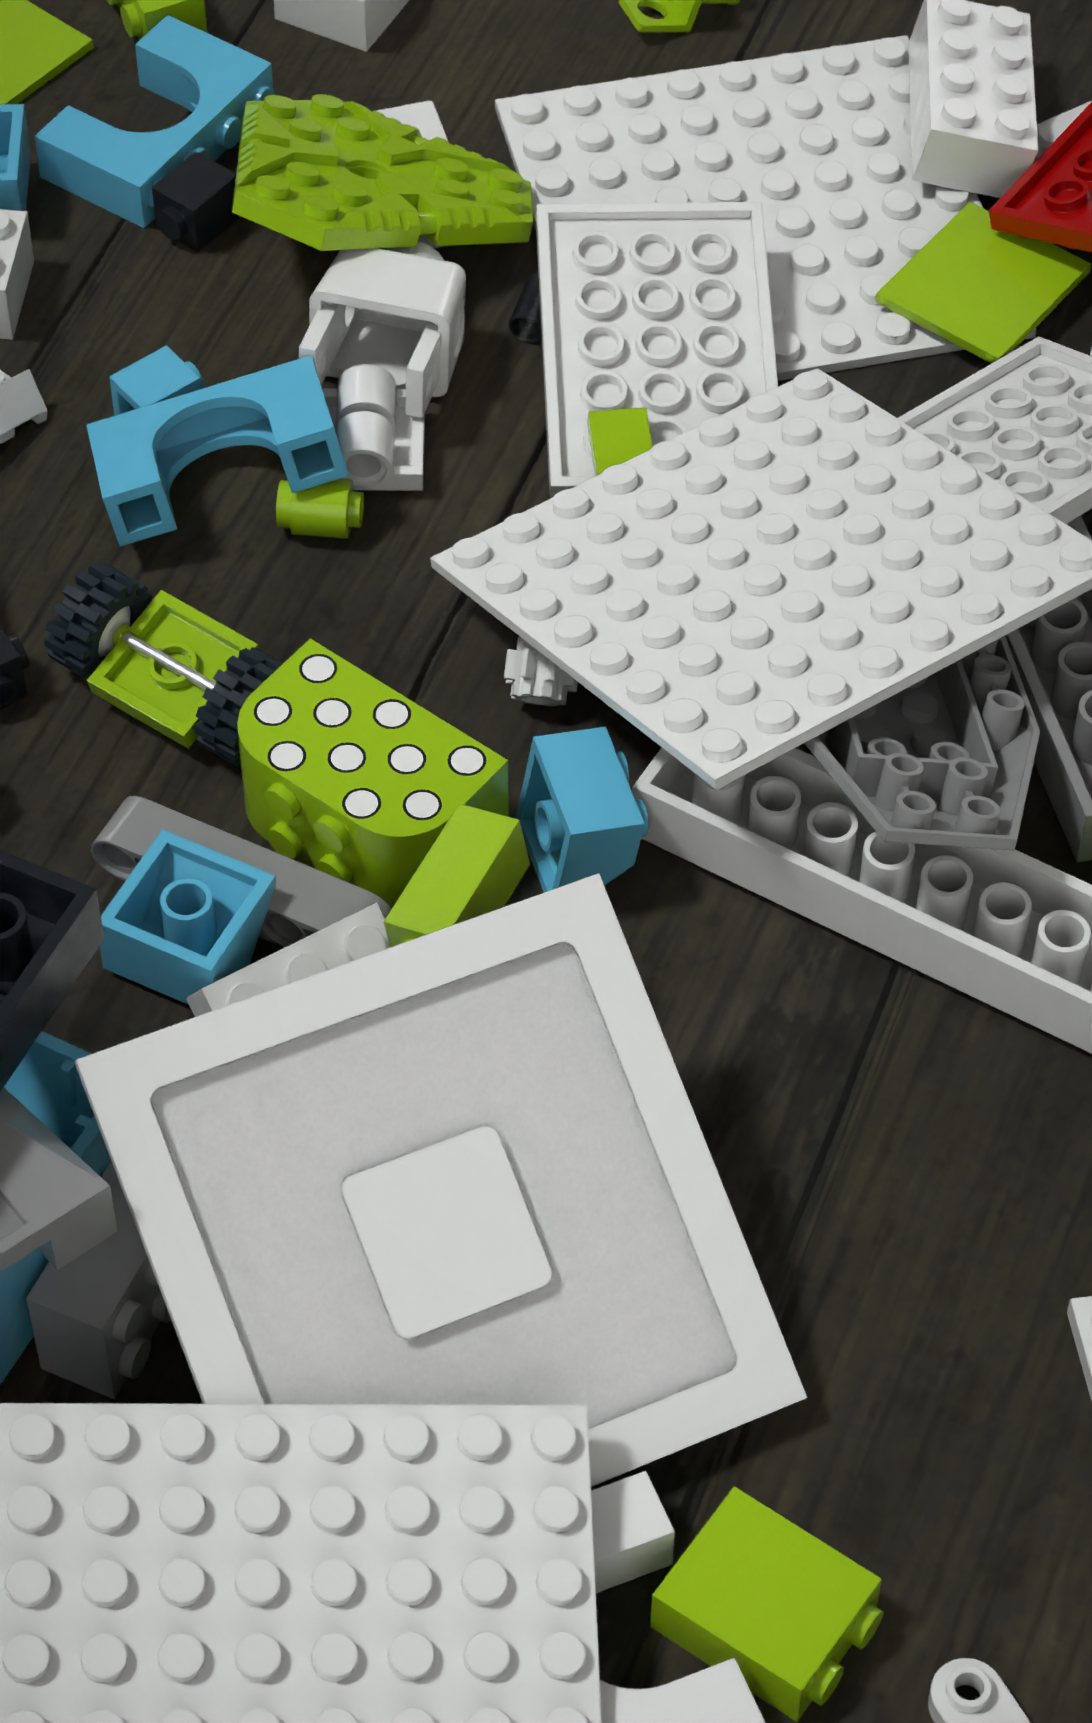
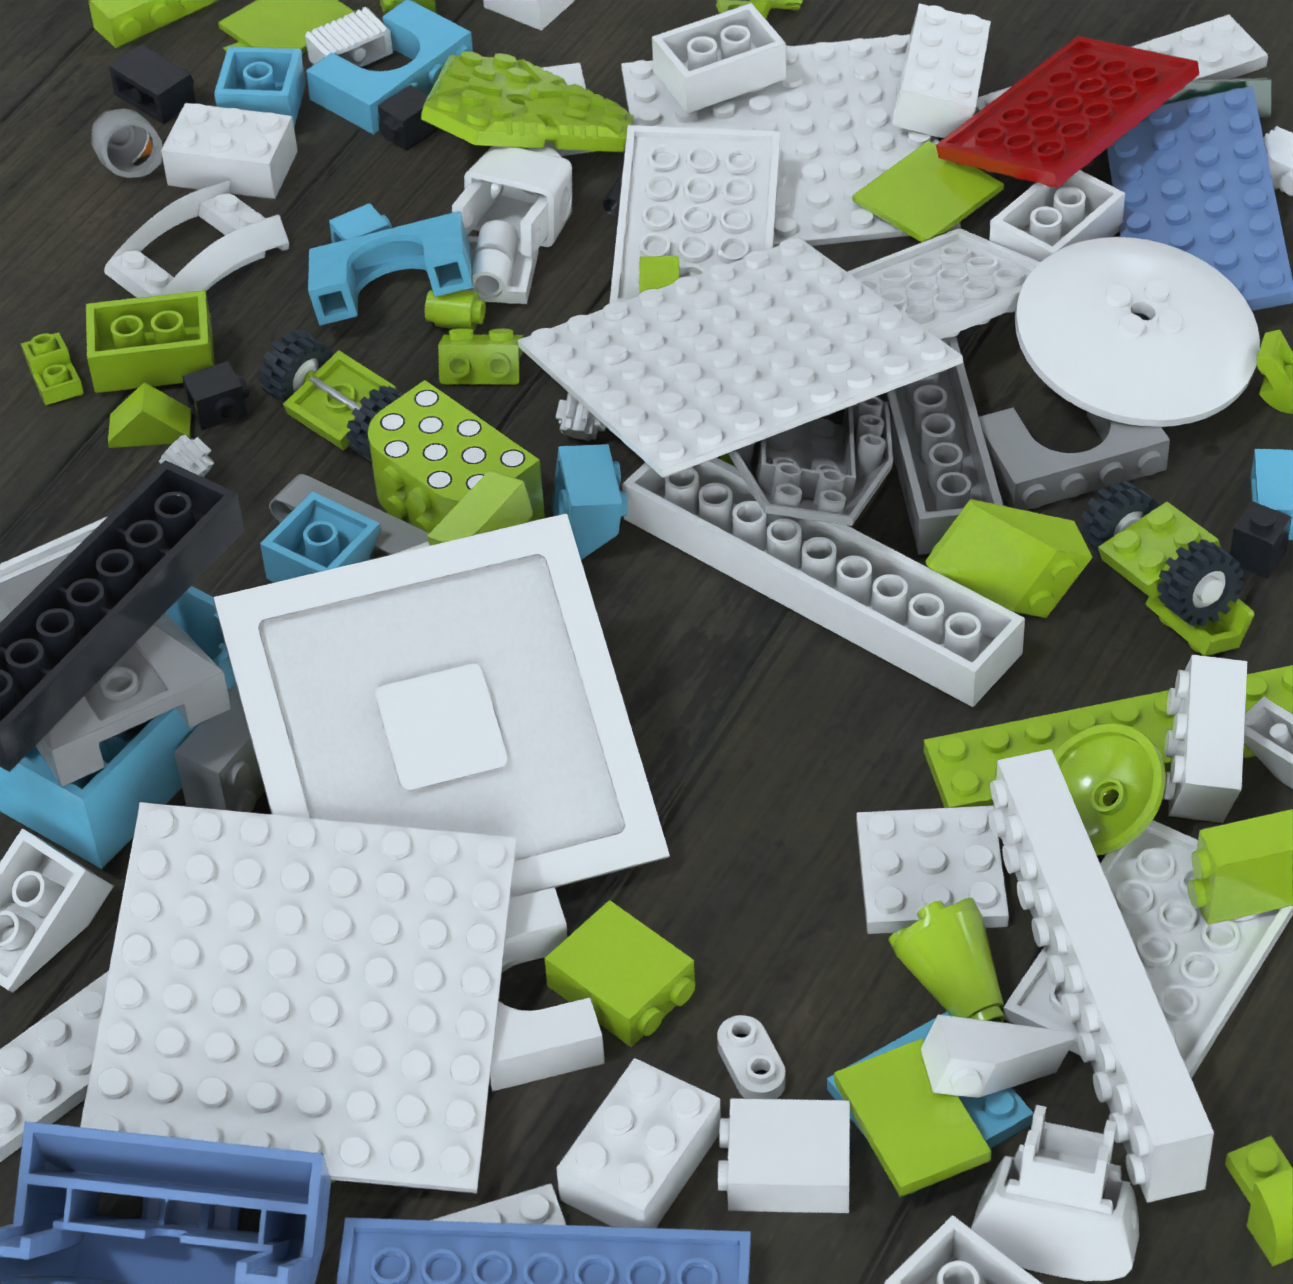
camera: 10 degrees right, 5 degrees down
(95, 78) = (356, 38): none -> white brick
(370, 582) = (479, 358): none -> lime bracket
(648, 89) = (719, 58): none -> white brick

